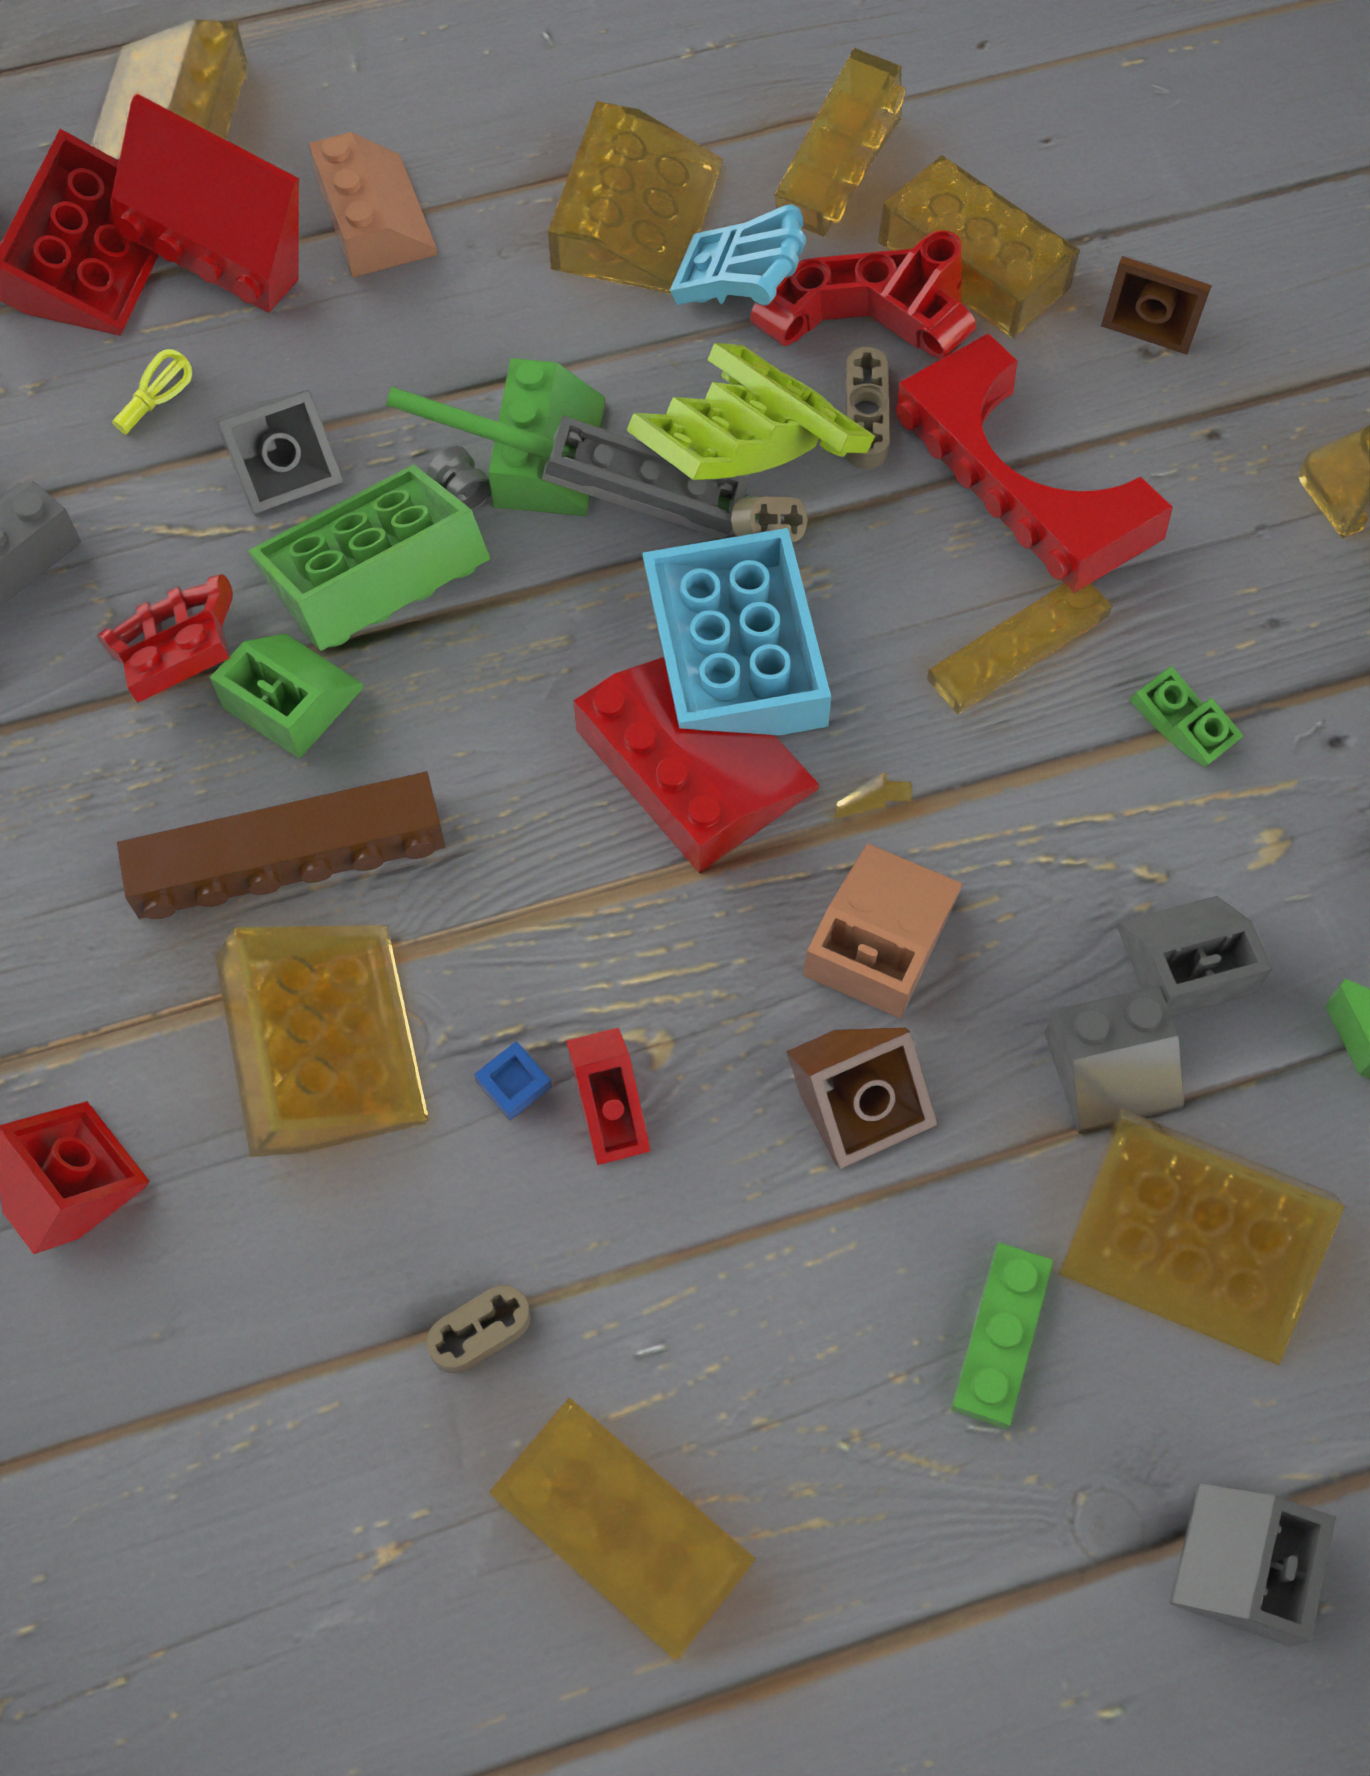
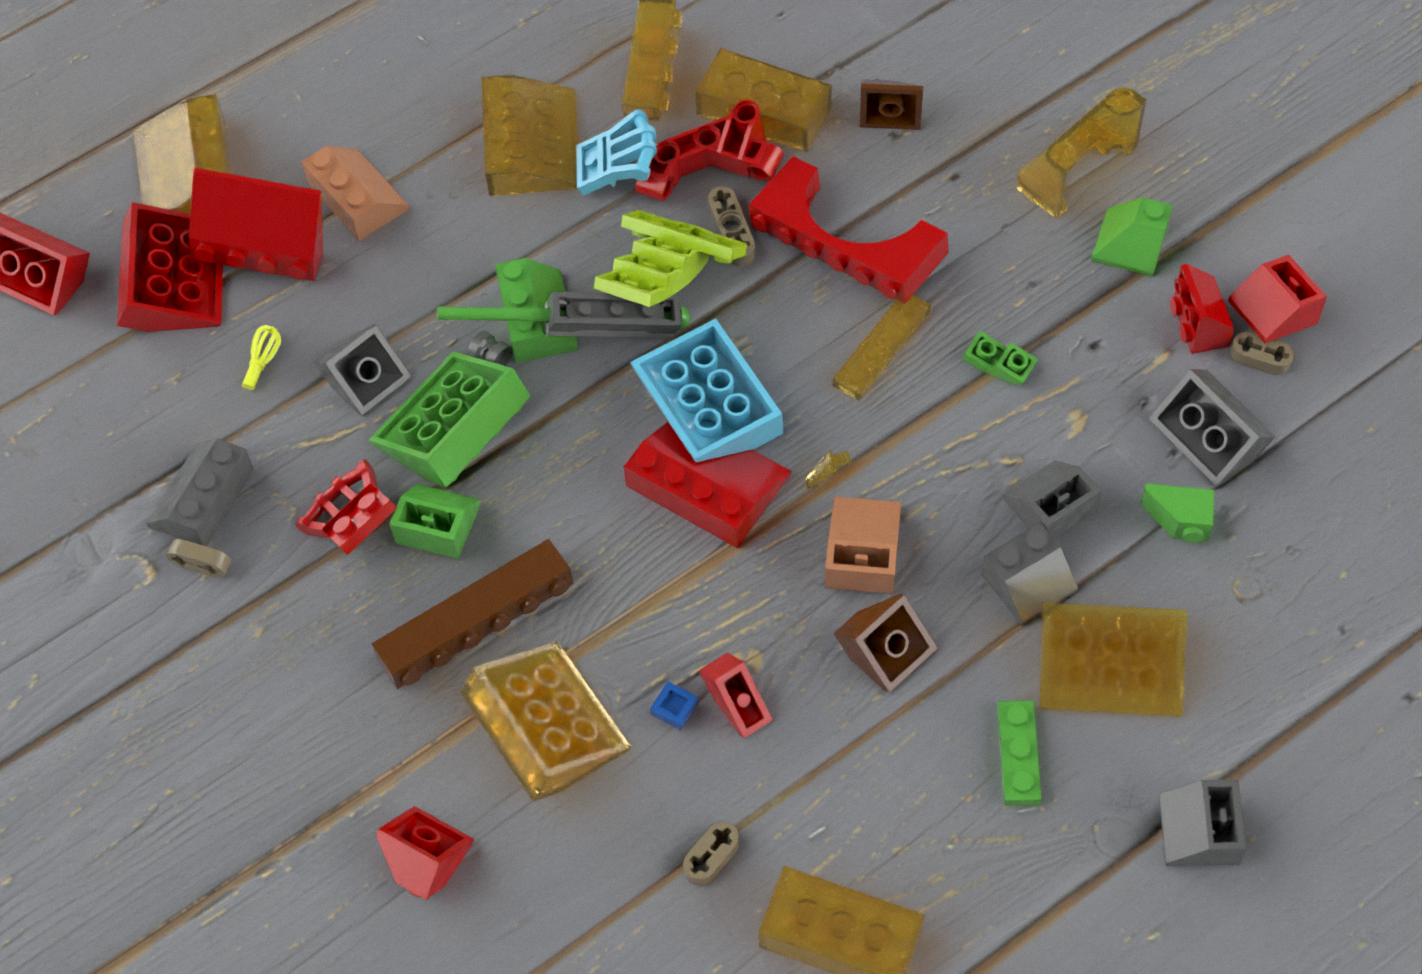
camera: 15 degrees left, 5 degrees down
(770, 512) = (698, 314): dark tan beam -> none

